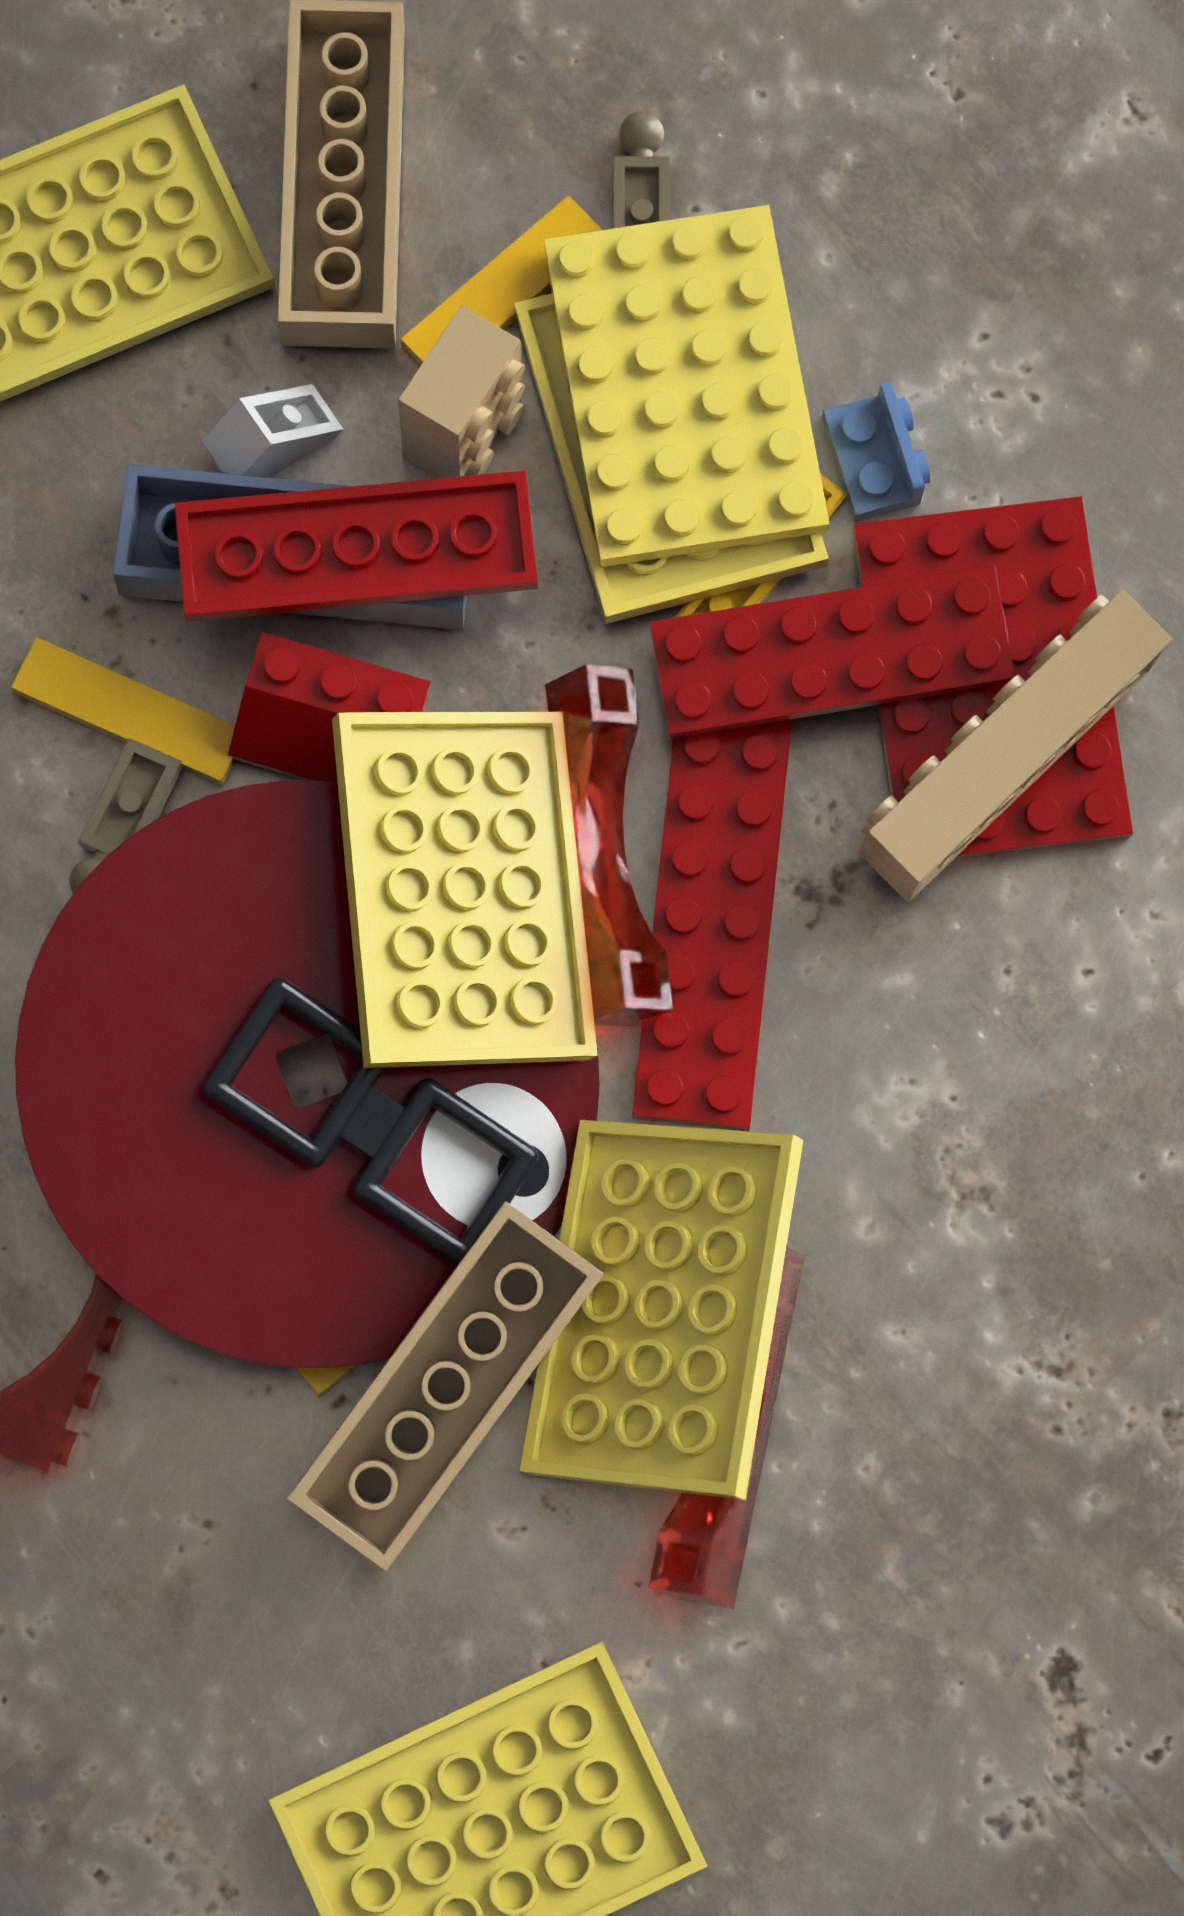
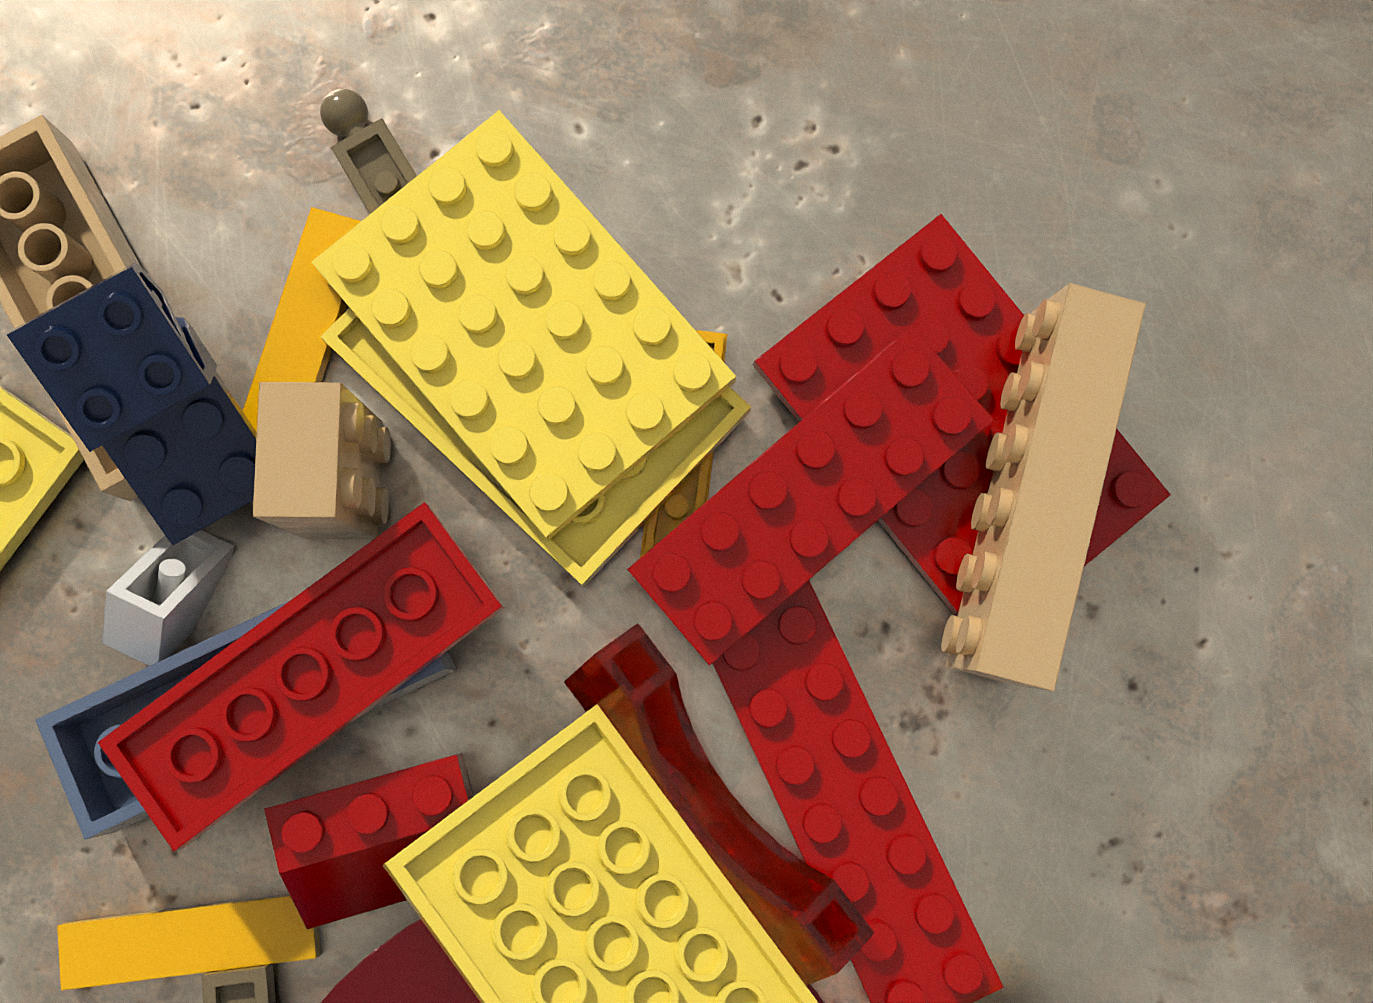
camera: 30 degrees left, 5 degrees up
(364, 277) = (148, 396): none -> dark blue piece
(876, 454) = (731, 281): medium blue bracket -> none

